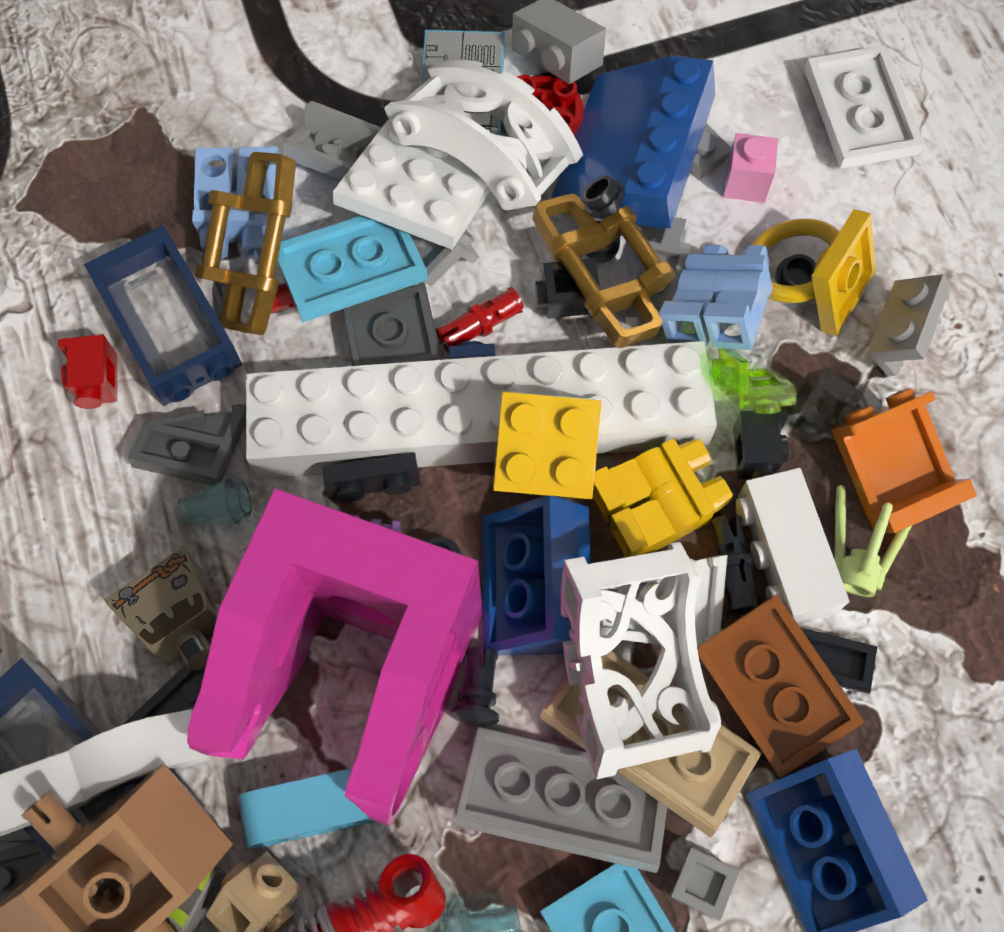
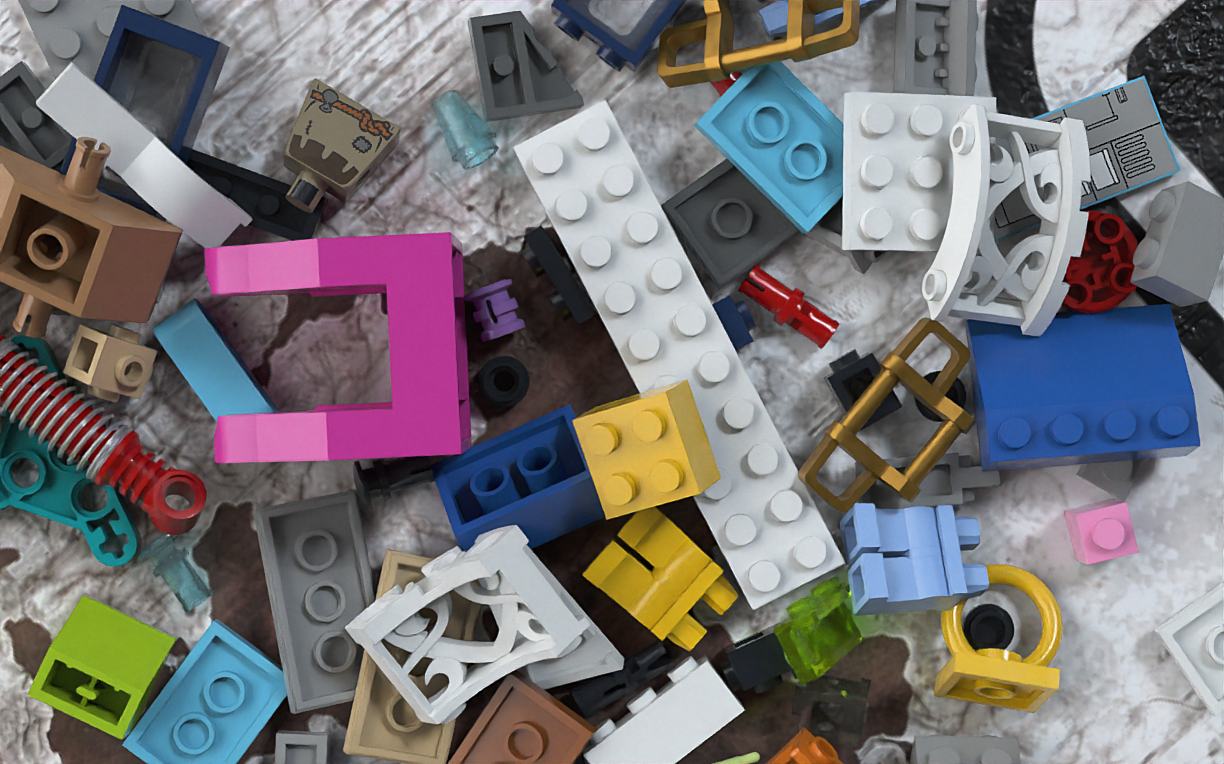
camera: 65 degrees right, 20 degrees up
(603, 197) = (969, 390): black plate -> none

